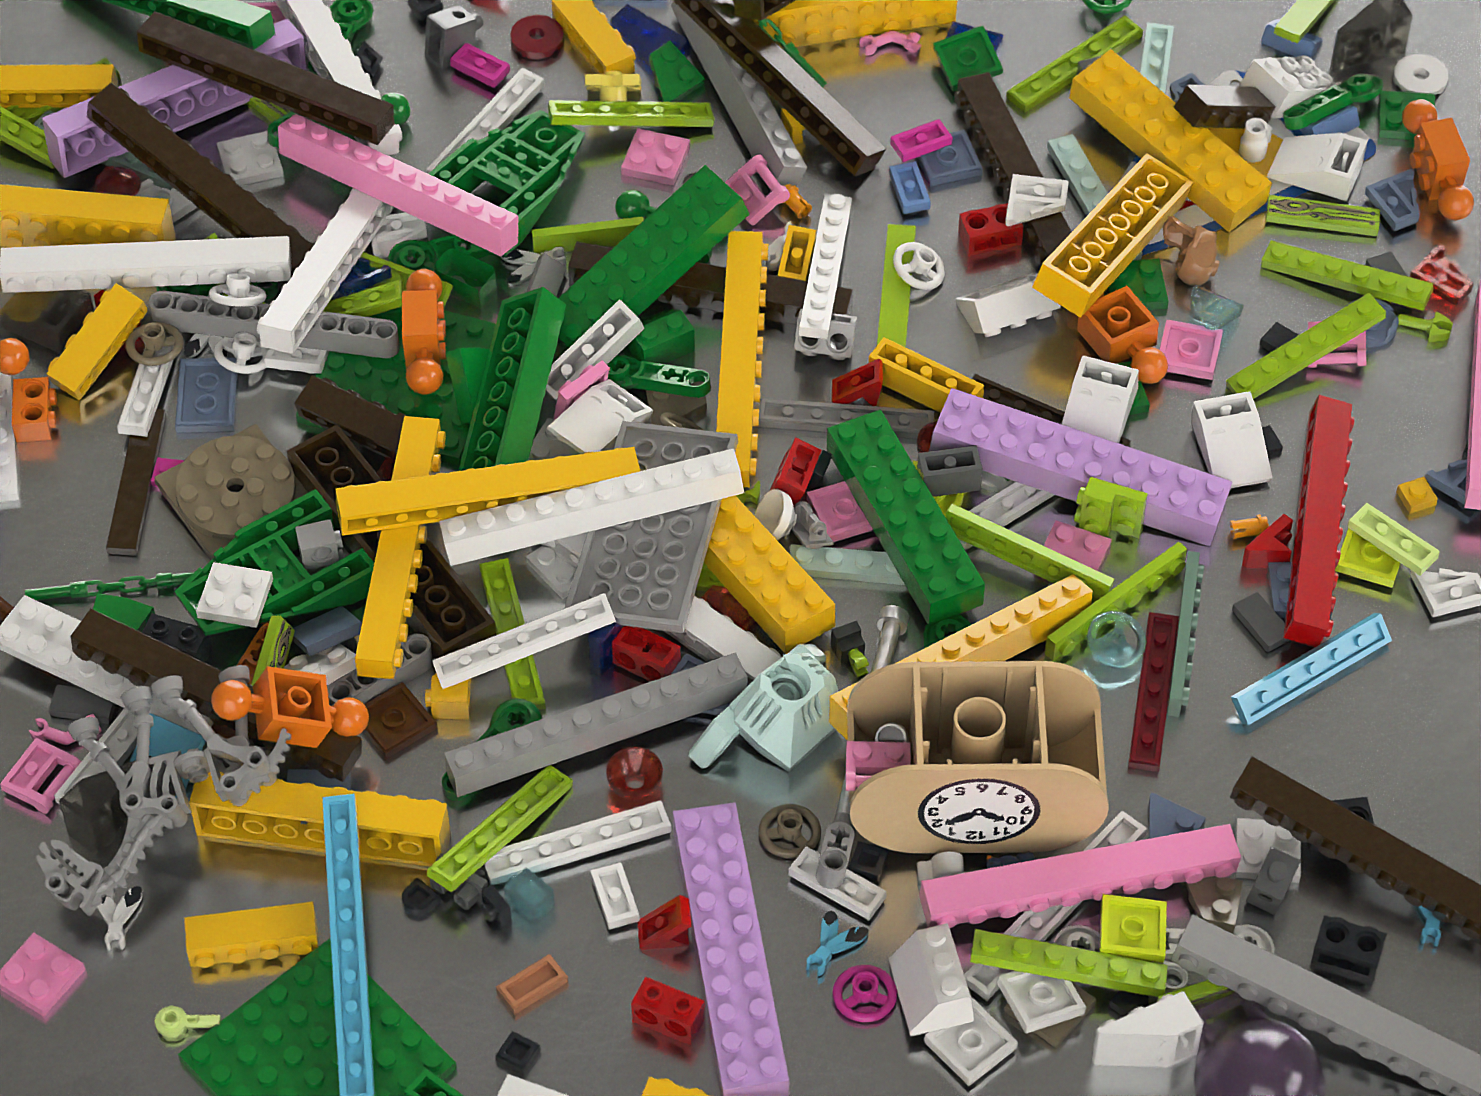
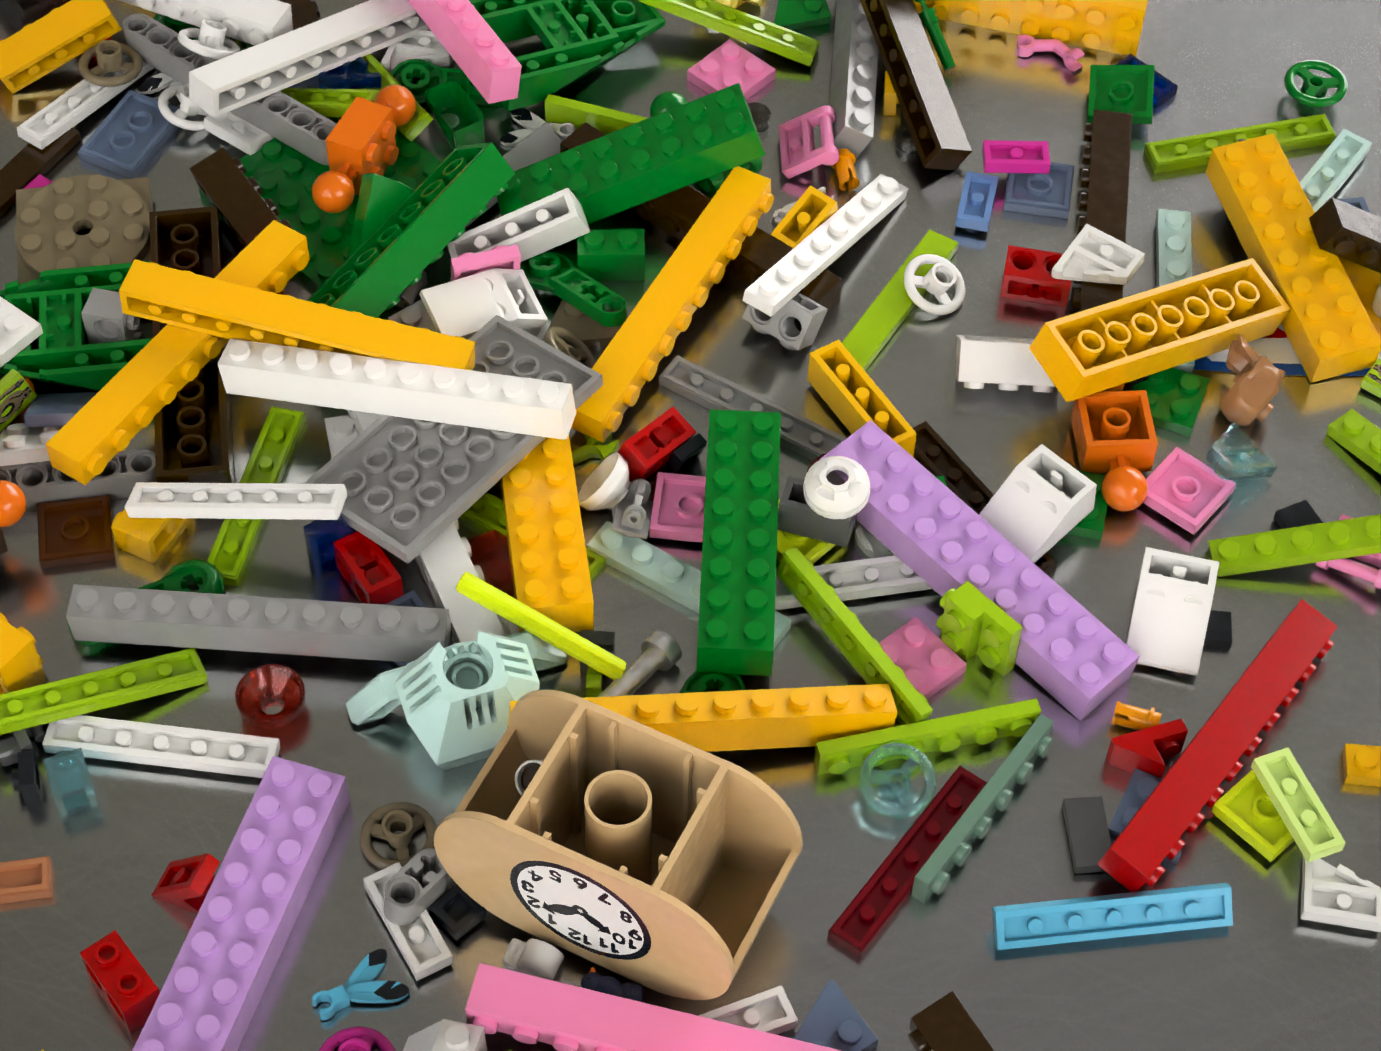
camera: 25 degrees right, 0 degrees up
(615, 895) = (161, 823): white plate -> none
(807, 636) = (541, 626): none -> neon yellow axle
(859, 383) = (790, 380): red slope -> none
(870, 758) = (487, 790): bright pink plate -> none
(960, 457) = (836, 500): none -> white piece

